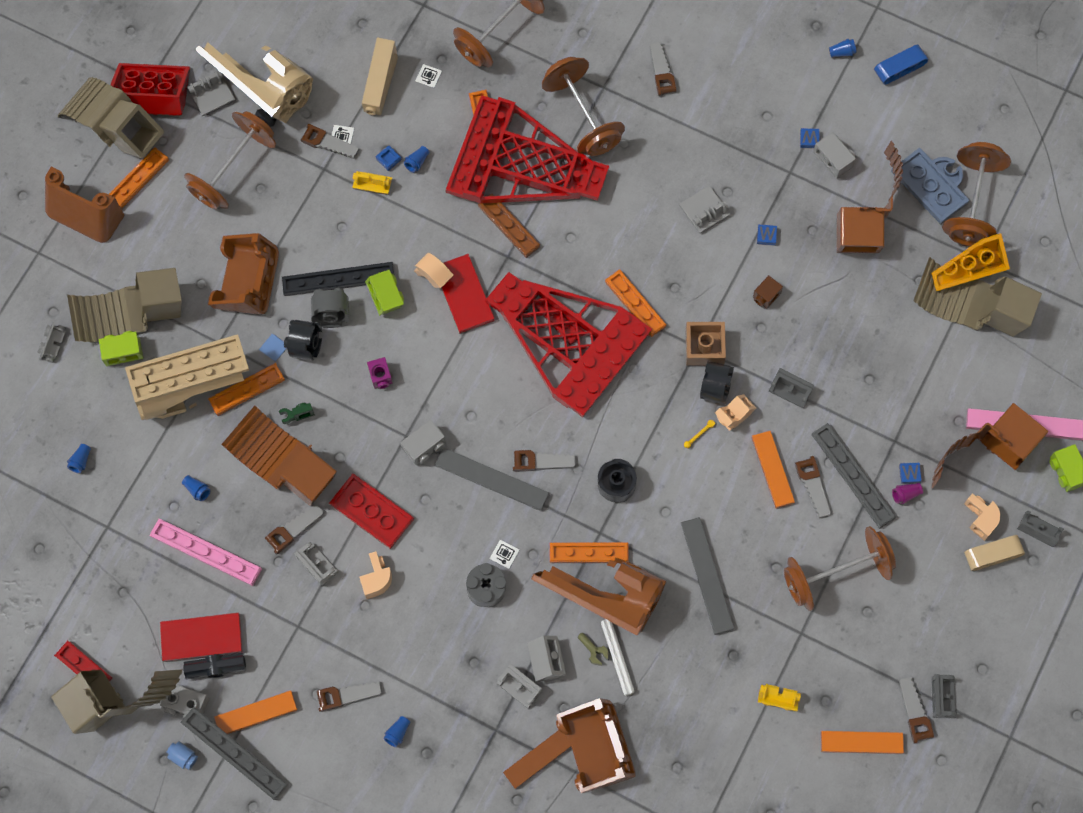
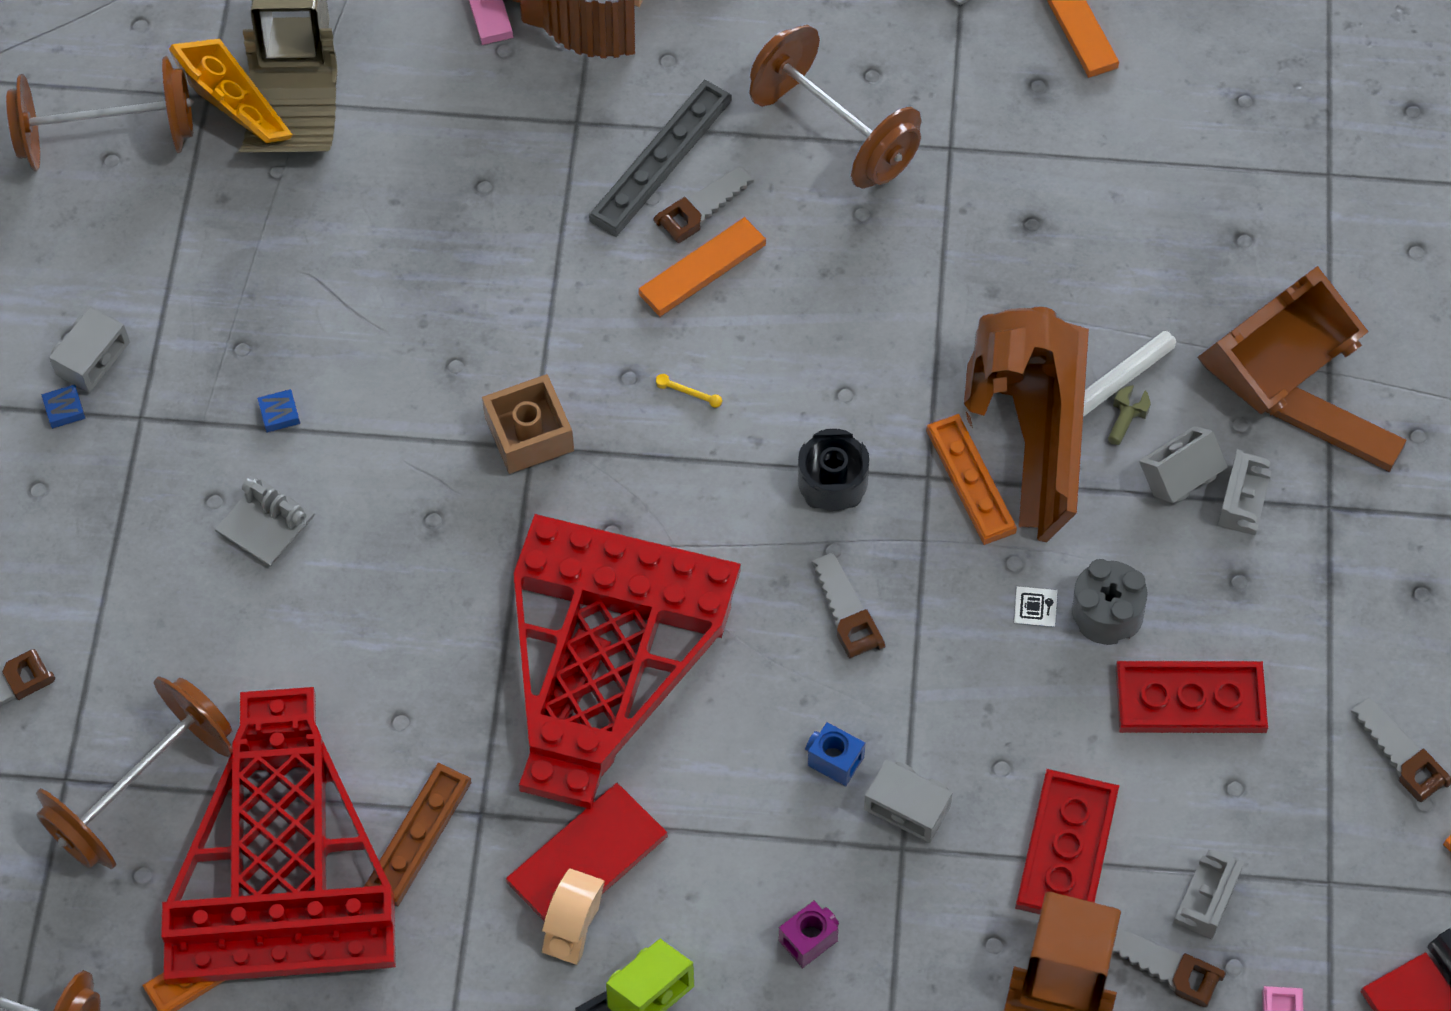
camera: 115 degrees left, 10 degrees down
(377, 581) = (1188, 776): light nougat brick -> none
(396, 732) = (1418, 644): blue cone -> none
(421, 606) = (1191, 697): none -> red tile
(460, 428) = (840, 767): none -> blue brick
(492, 479) = (916, 672): dark grey tile -> none
(635, 301) = (486, 571): orange tile -> none
(707, 576) = (923, 299): dark grey tile -> none
(716, 382) = (593, 381): black brick -> none
(735, 412) = (631, 344): light nougat brick -> none
(767, 292) = (391, 369): reddish brown brick -> none
(787, 700) = (1071, 136): yellow hinge -> none
(791, 387) = (551, 282): dark grey hinge -> none
(863, 227) = (220, 248): dark orange piece -> none
(905, 493) = (660, 76): magenta cone -> none
(910, 473) = (623, 84): blue tile -> none
(934, 184) = (91, 198): sand blue plate -> none

